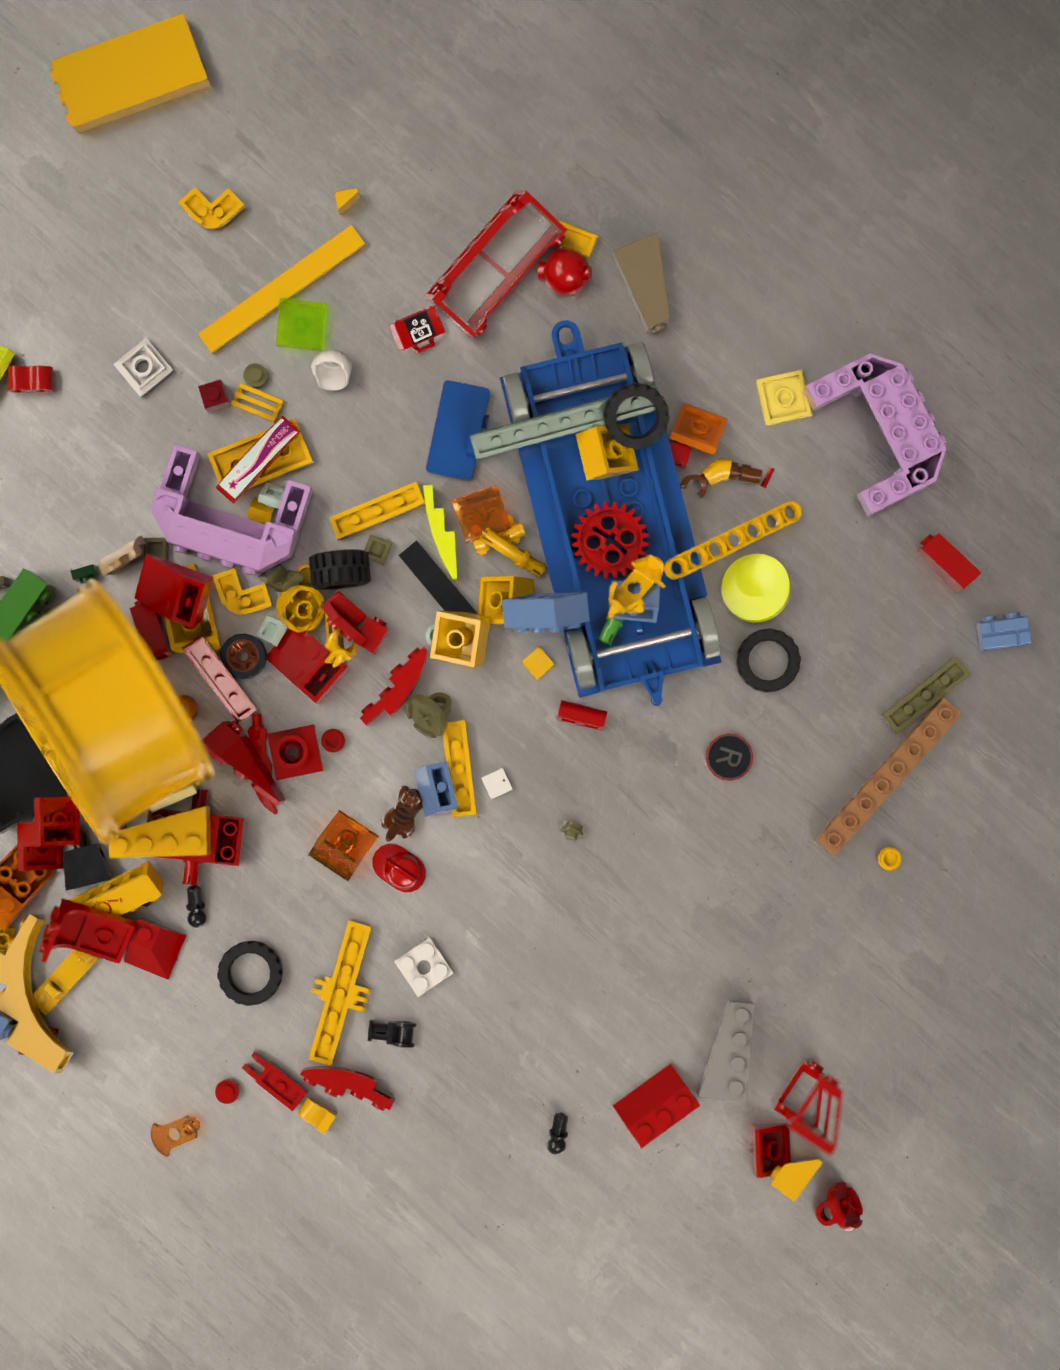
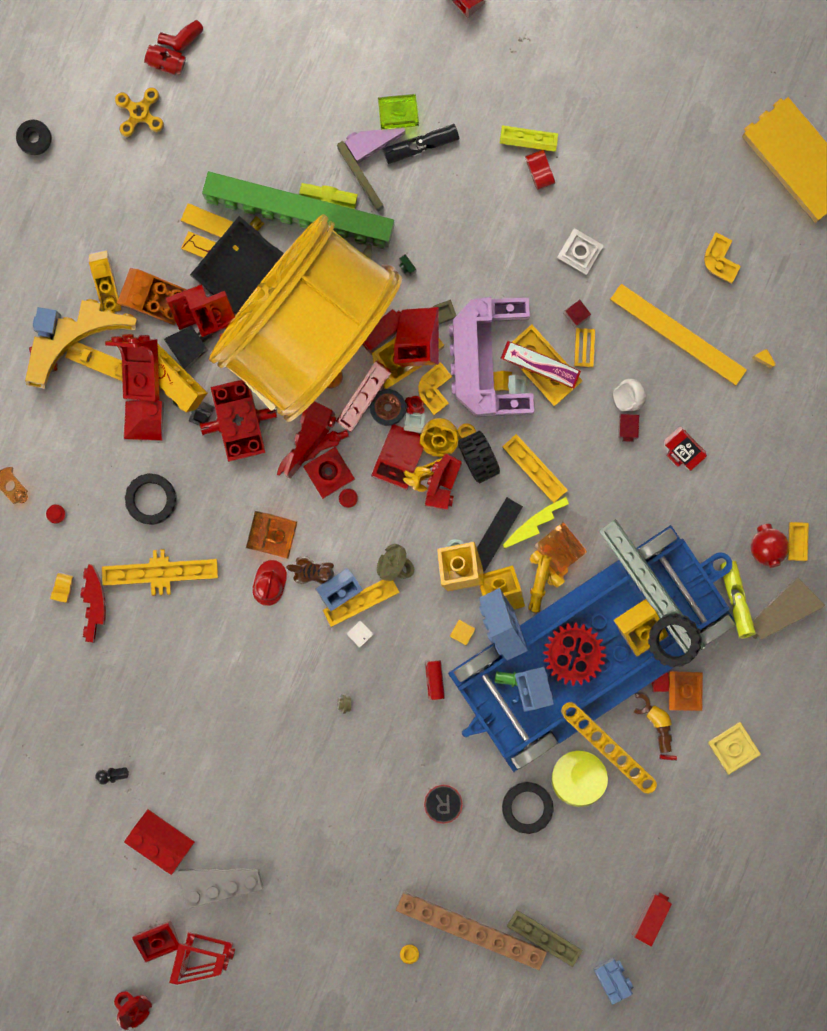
camera: 70 degrees right, 0 degrees up
(122, 556) = (430, 288): tan slope -> none
(171, 836) = (232, 404): yellow wedge -> none
(172, 877) = (201, 414): none -> black slope
(196, 917) = (178, 443): black axle -> none
(250, 618) = (416, 400): none -> red plate
(255, 375) = (604, 338): olive plate -> none
(276, 1082) = (75, 548): red hinge -> none
(281, 579) = (456, 414): olive slope -> none
(301, 324) = (656, 359): clear neon green plate -> none
(368, 384) = (628, 427): none -> dark red brick
(378, 549) = (505, 479): olive tile -> none
(394, 1033) = (143, 624): black connector -> none
(405, 680) = (412, 536): red slope -> none
(418, 981) = (189, 628): white piece -> none
(459, 414) = (626, 505): blue bracket -> none
(495, 262) = (757, 489): clear windscreen -> none
(626, 330) = (740, 608): none -> neon yellow piece
(646, 573) = (558, 690): yellow piece -> none
(794, 1176) = (143, 966): yellow slope -> none
(901, 418) = (748, 843): lavender wedge -> none

